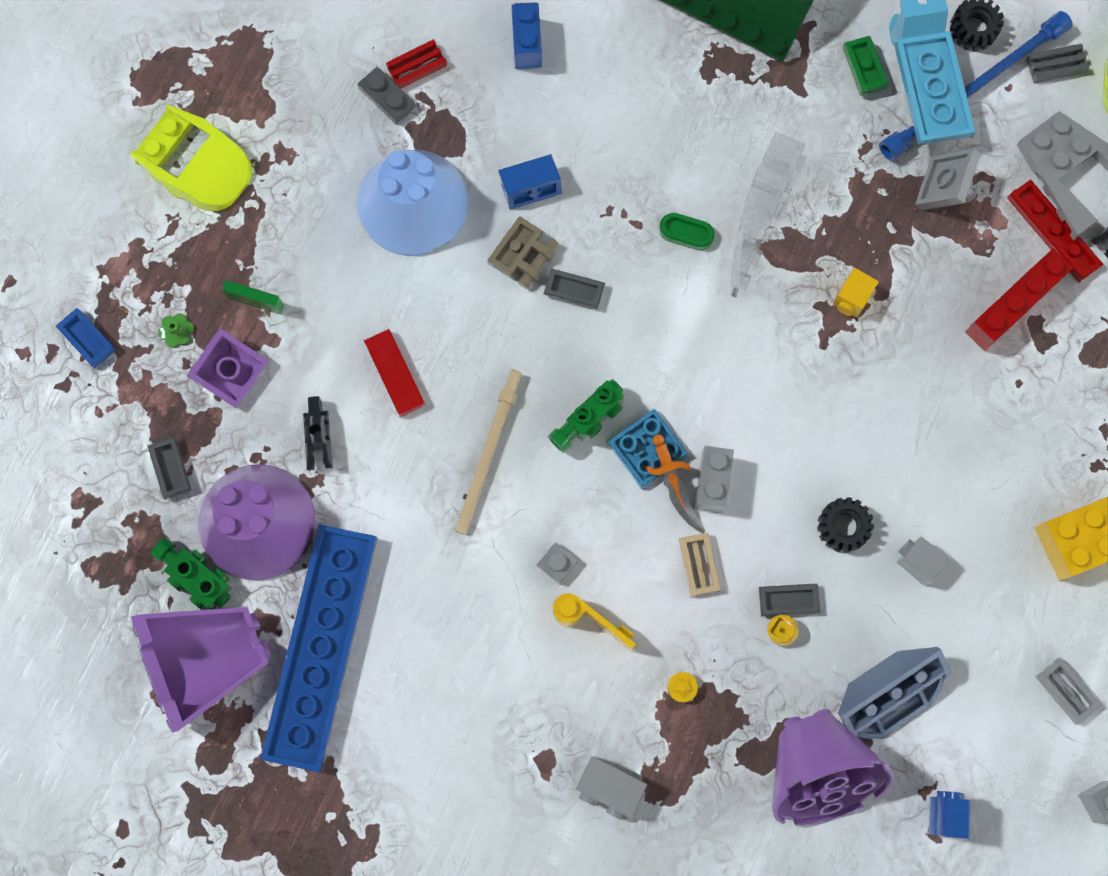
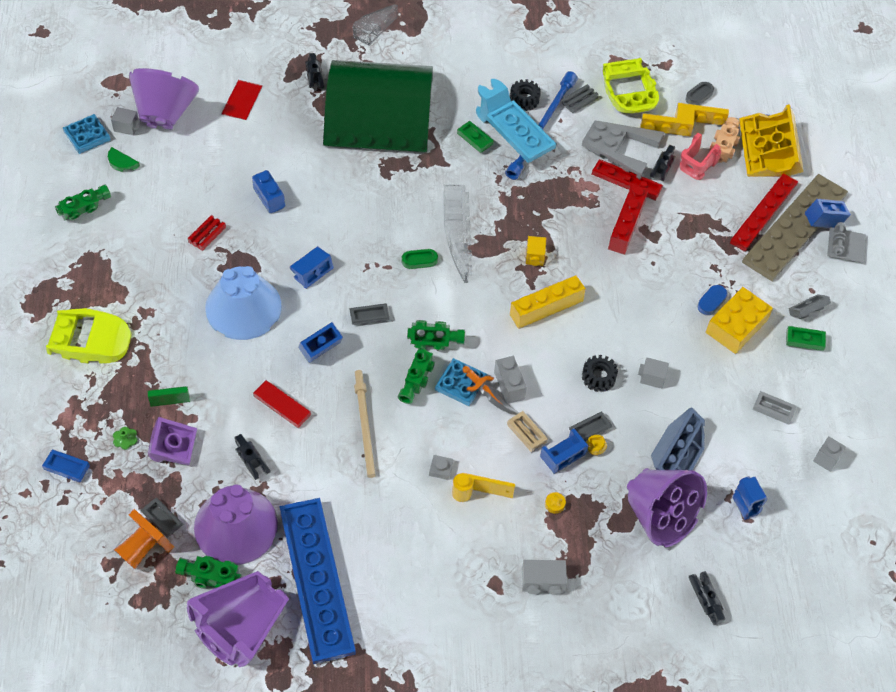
camera: 30 degrees left, 20 degrees down
(134, 491) = (141, 541): none -> orange plant
(386, 95) = (196, 255): dark grey plate -> none
(483, 307) = (320, 342): none -> blue brick
(516, 246) = (321, 306): dark tan plate -> none
(643, 363) = (430, 336): none -> green brick
(732, 620) = (564, 452): none -> blue panel
(829, 382) = (547, 301): none -> yellow brick
(949, 179) = (555, 173): light grey tile -> none
(1072, 482) = (712, 300): none -> blue tile

